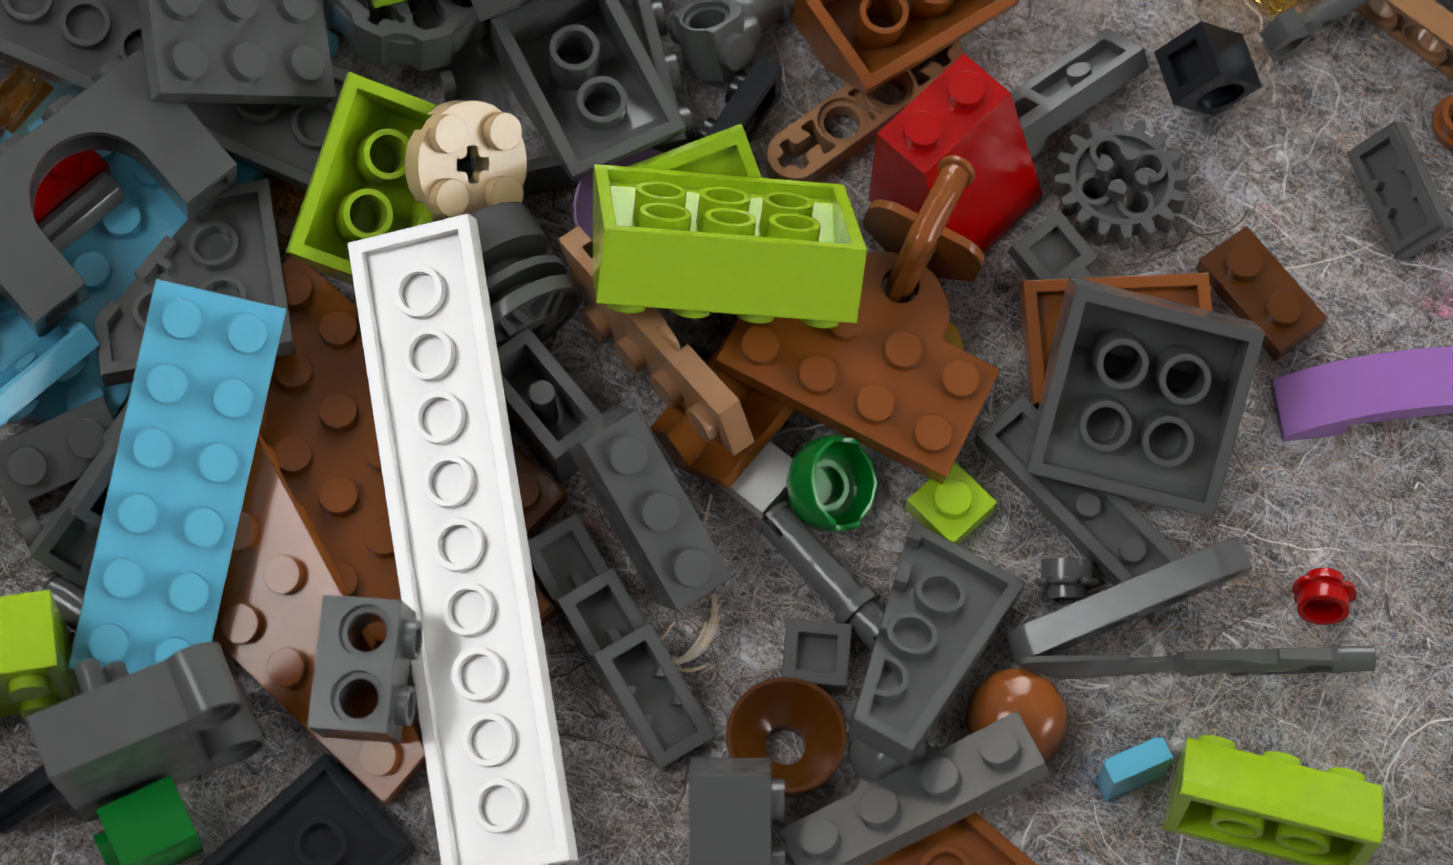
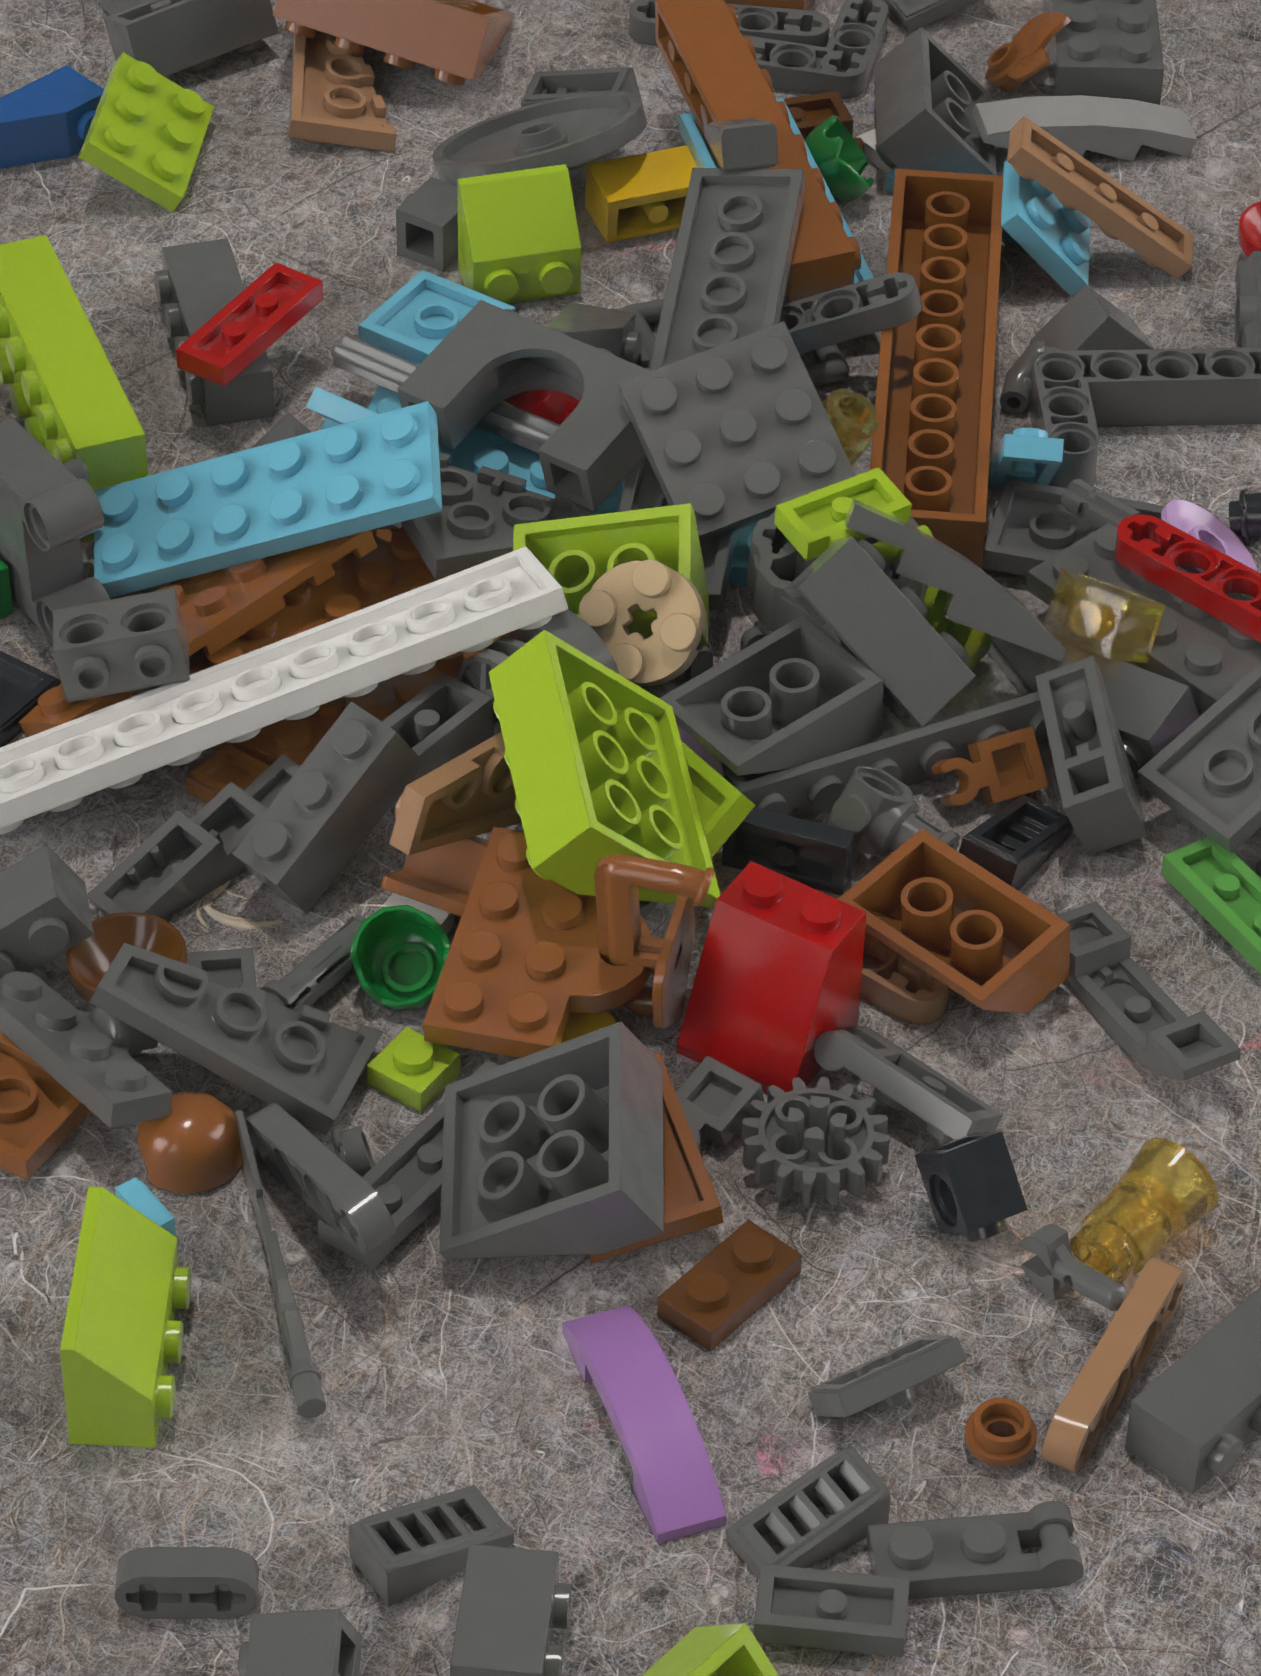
camera: 80 degrees right, 25 degrees down
(1323, 596) = (378, 1364): red plate -> none

